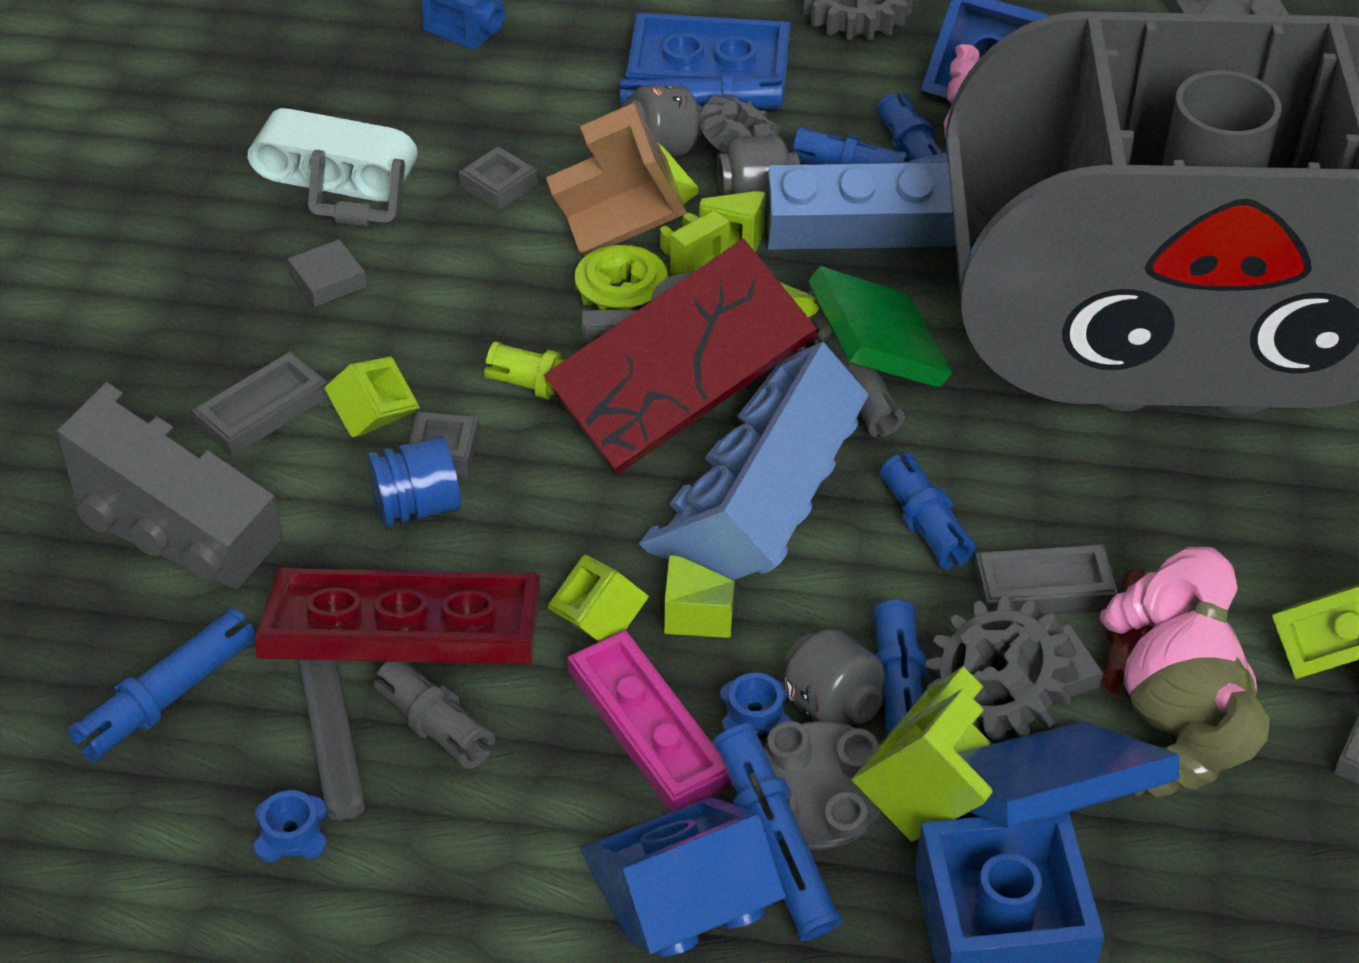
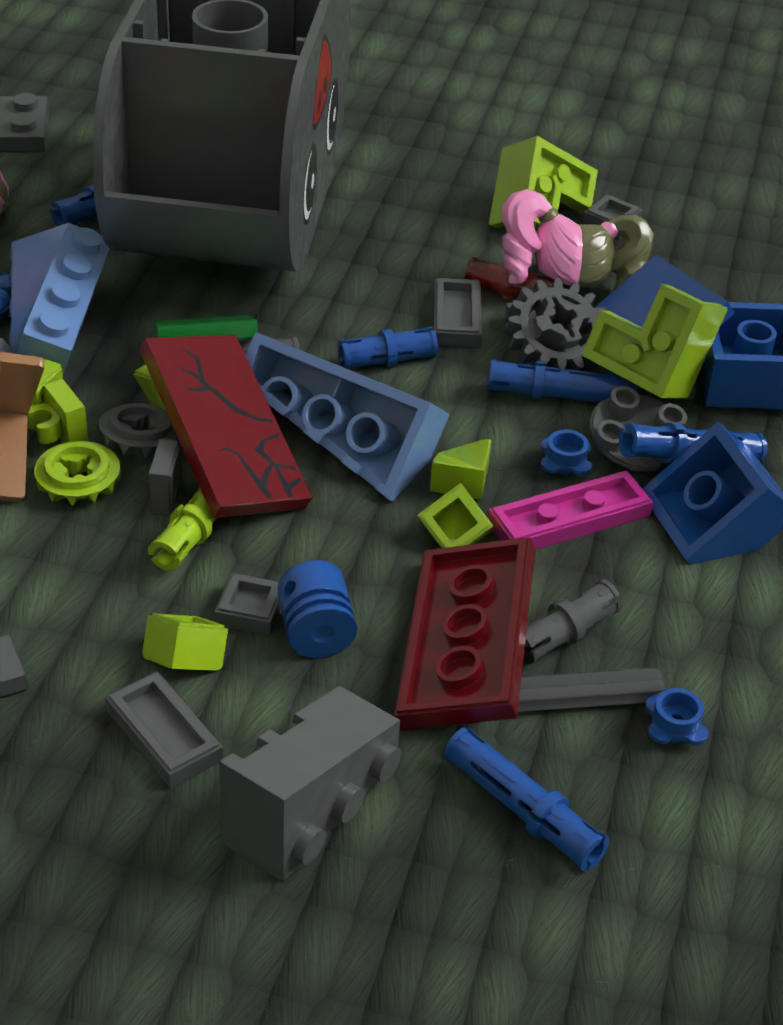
camera: 85 degrees left, 5 degrees down
(833, 677) = (552, 405): dark grey head -> none

